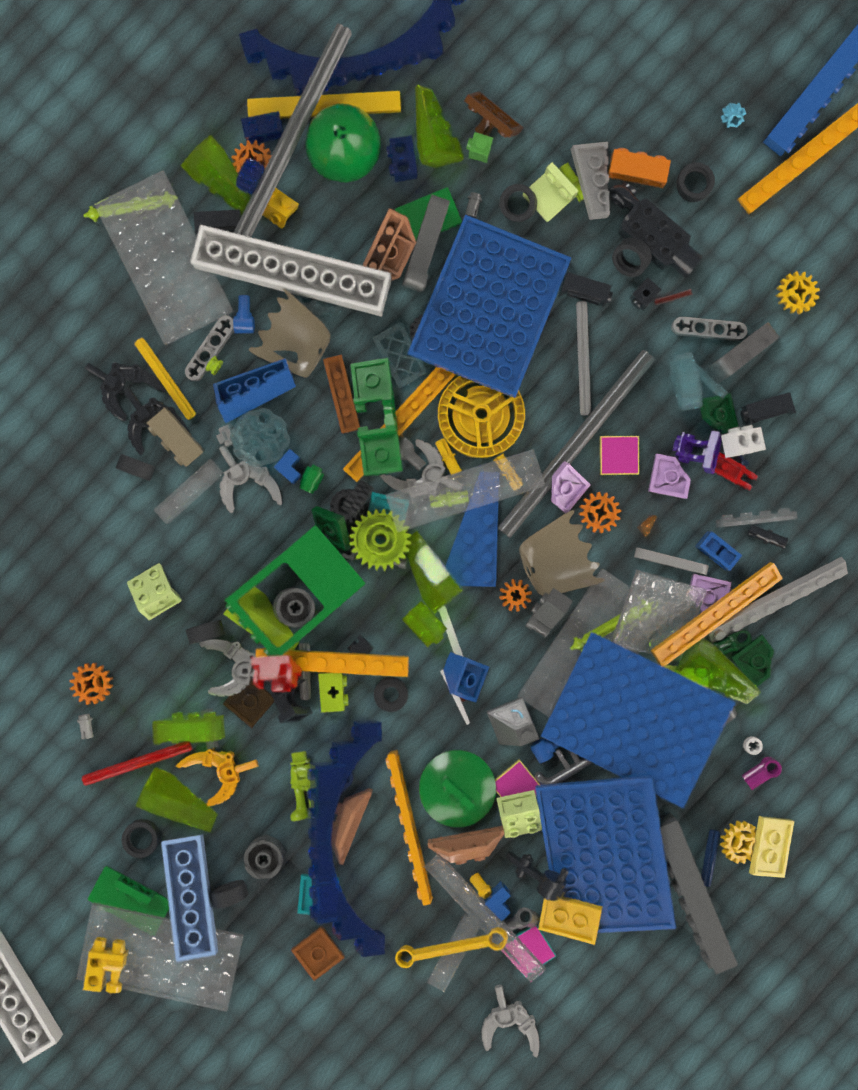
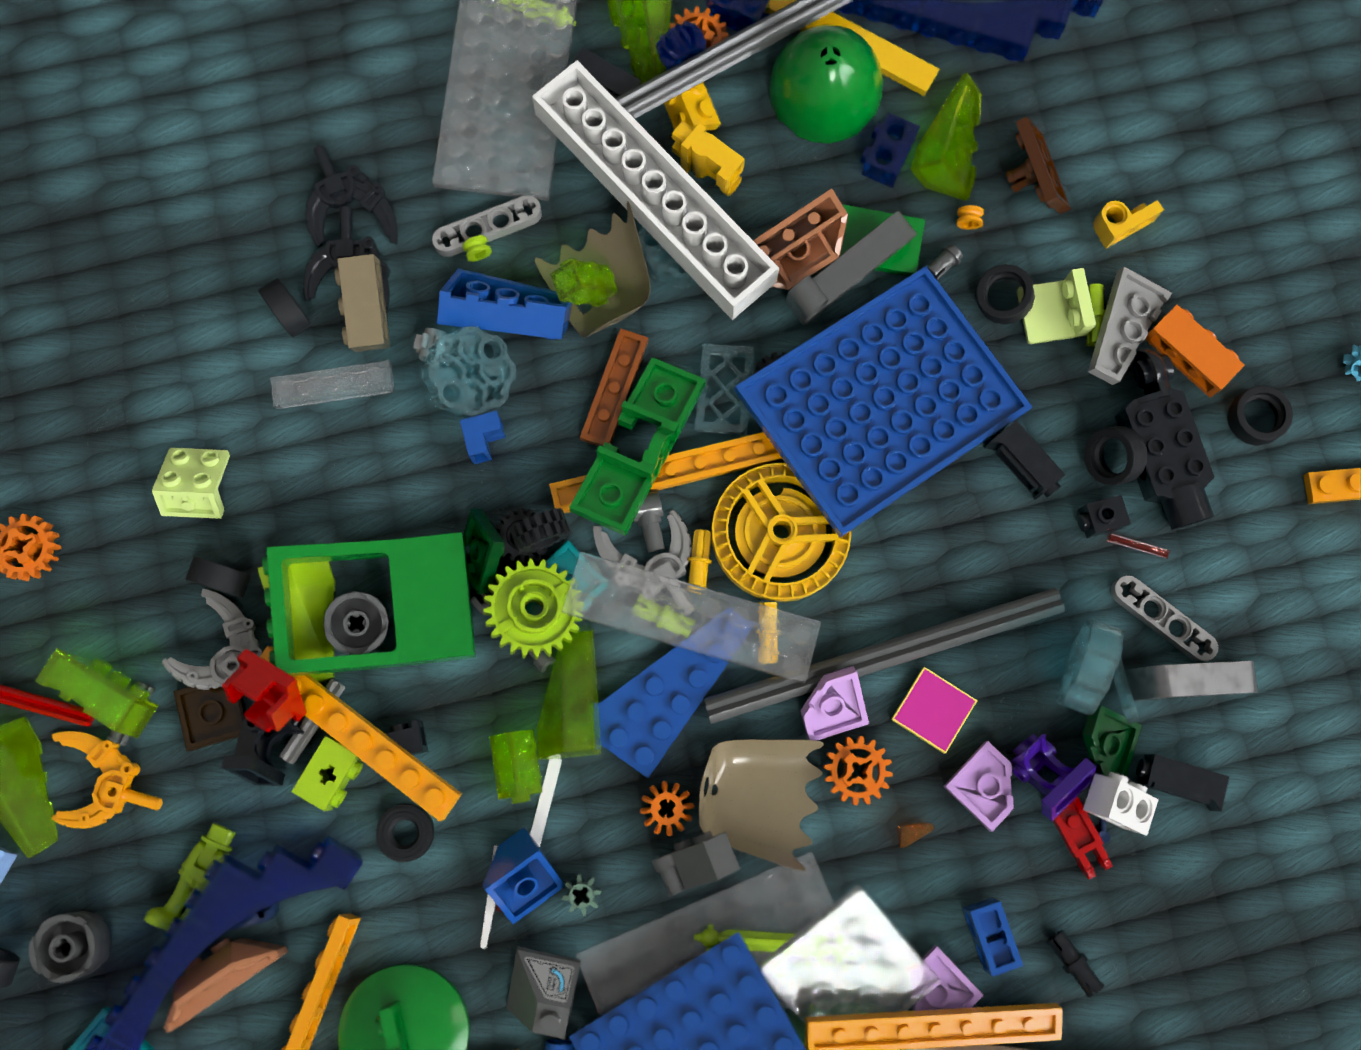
camera: 35 degrees right, 10 degrees down
(165, 378) = (404, 226): yellow axle -> none
(239, 474) = (414, 404): light grey bar -> none
(244, 321) = (553, 219): blue pin -> none
(288, 347) = (584, 282): none -> clear neon green brick
(306, 230) = (708, 156): none -> yellow hips
(311, 478) = (500, 470): green brick -> none
(471, 169) = (970, 217): none -> light orange bush
(479, 147) = (999, 196): bright green brick -> none
(504, 669) = (584, 903): none -> sand green gear
(558, 116) = (1126, 221): none -> yellow plate
(583, 358) = (966, 548): light grey axle -> none
(671, 561) = (916, 907): light grey beam -> none
(764, 516) = (1086, 930): clear plate -> none
(798, 284) = (1306, 654): yellow gear -> none

